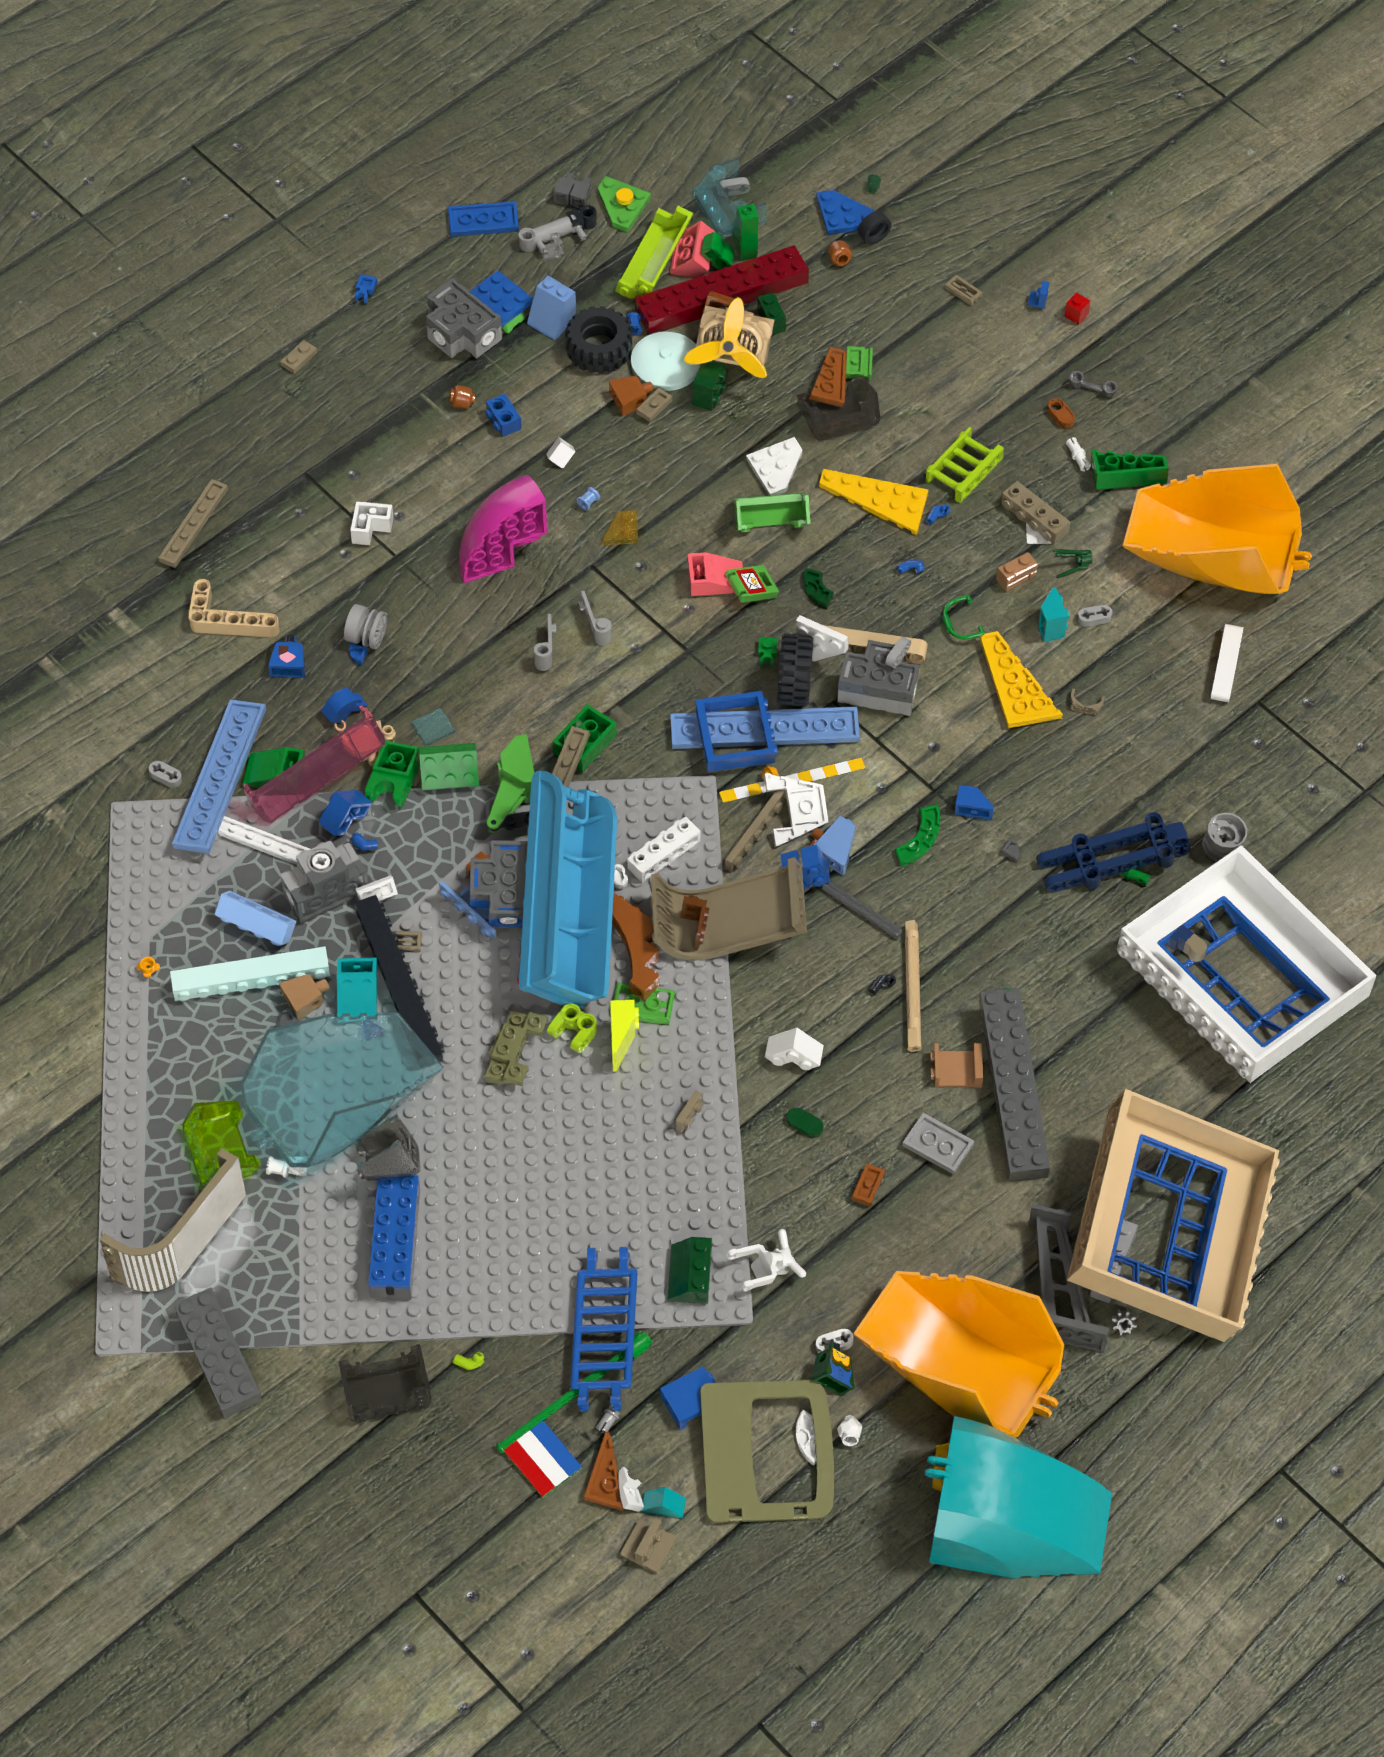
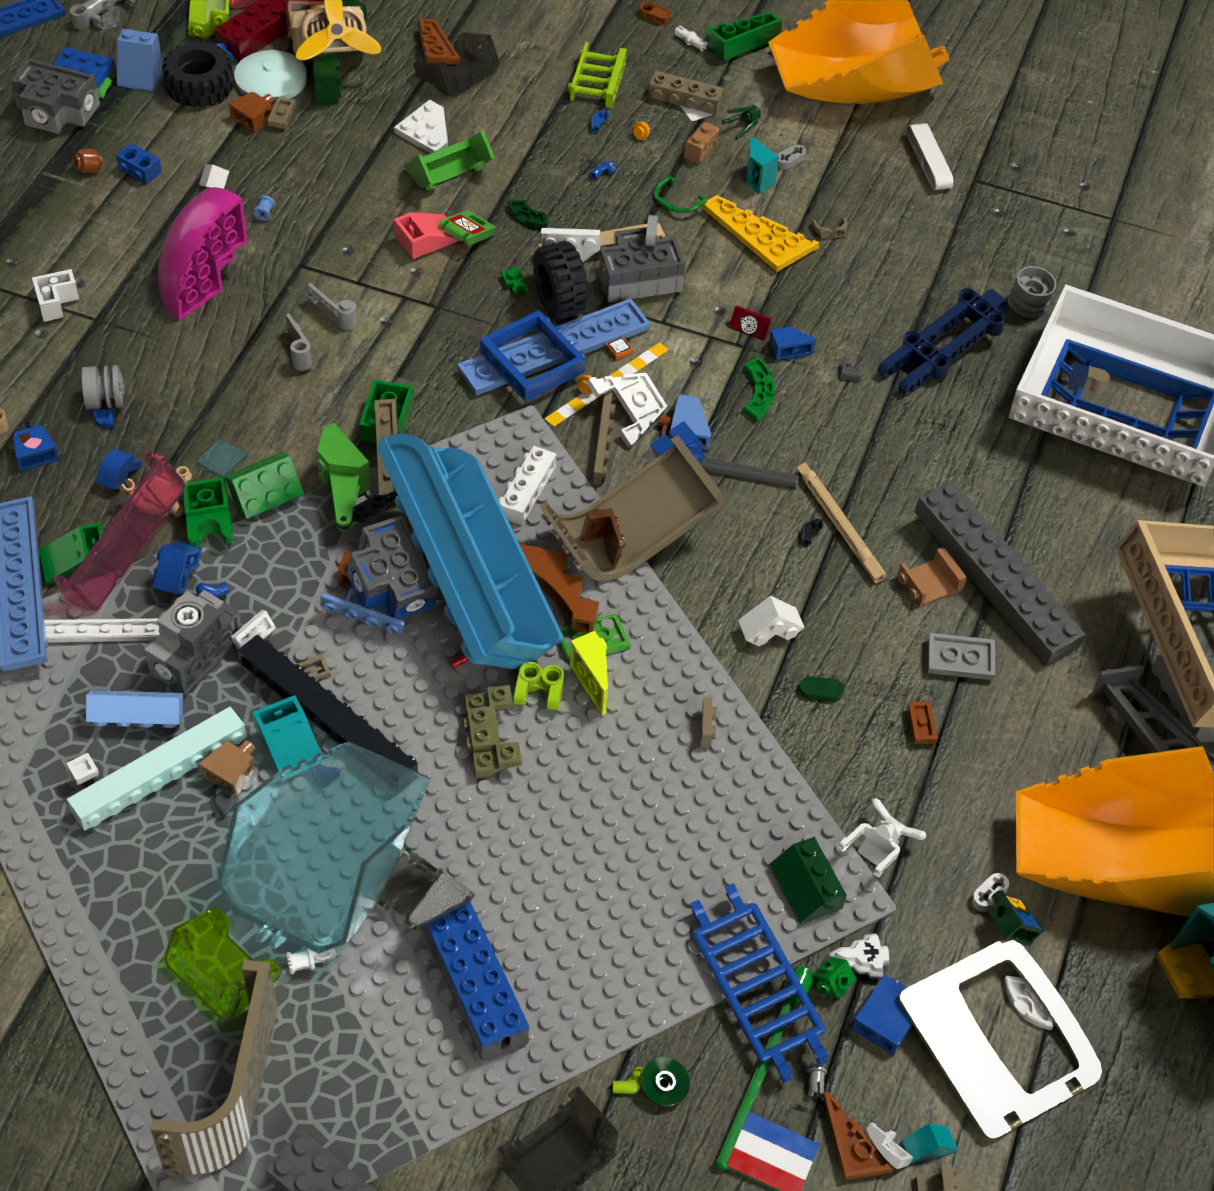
camera: 30 degrees left, 5 degrees down
(148, 961) = (33, 800): light orange plate -> none
(193, 952) = (83, 769): none -> white panel
(493, 1361) = (670, 1072): none -> dark green dish
(623, 529) = (313, 224): clear yellow wing -> none
(665, 1351) = (834, 977): none -> green brick
(700, 1347) = (865, 956): none -> white rock
(821, 750) = (619, 348): none -> tile
(850, 1430) = (1068, 976): white rock -> none
(859, 362) = (451, 24): bright green plate -> none
(882, 498) = (537, 124): yellow wing -> none
(950, 770) = (750, 323): none -> dark red slope
(969, 538) = (641, 130): none -> light orange plate
(1137, 876) = (975, 353): green pin -> none

